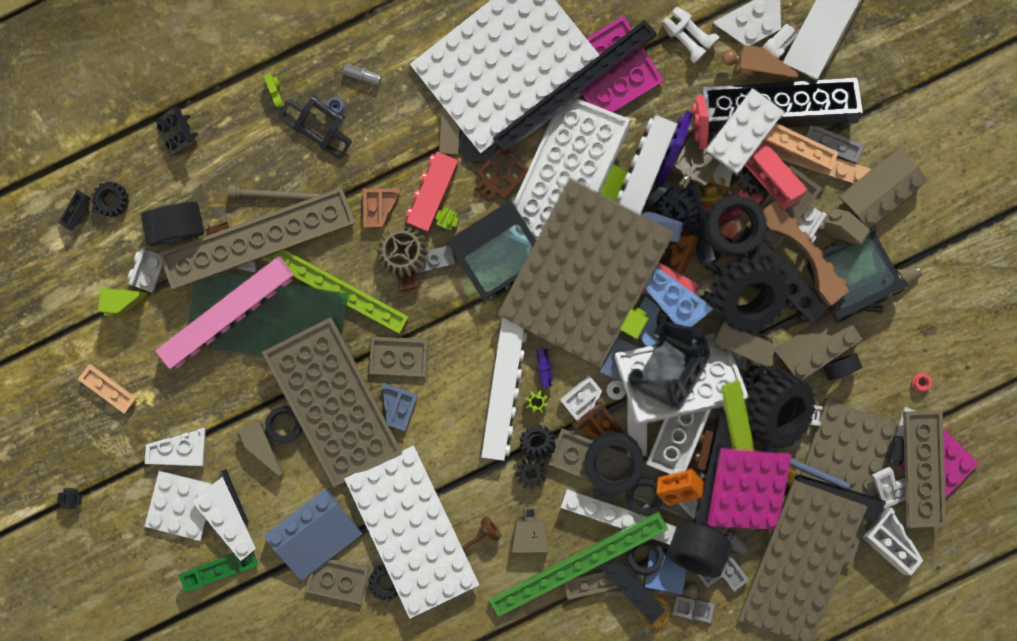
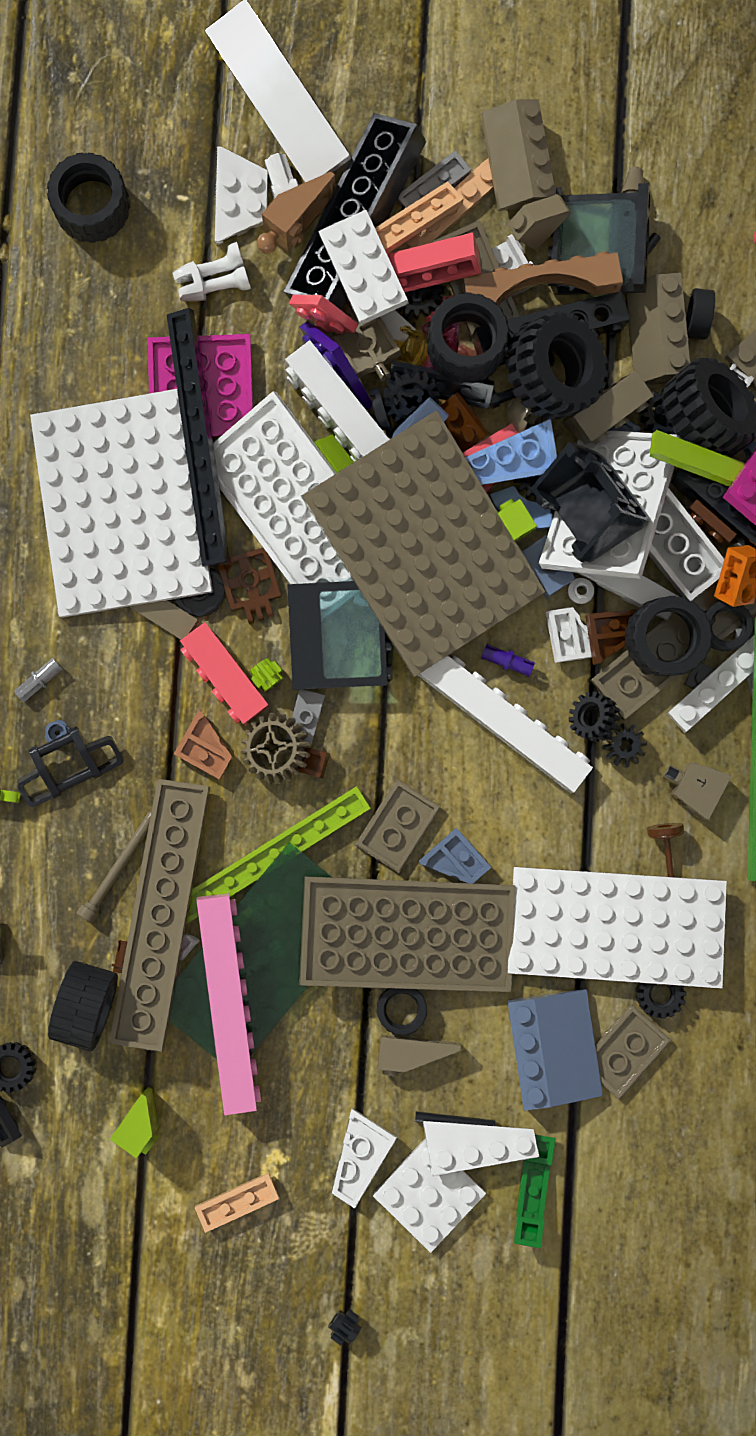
camera: 70 degrees left, 5 degrees down
(146, 270) = (121, 1072): white bracket -> none
(538, 397) = (548, 697): lime gear -> none

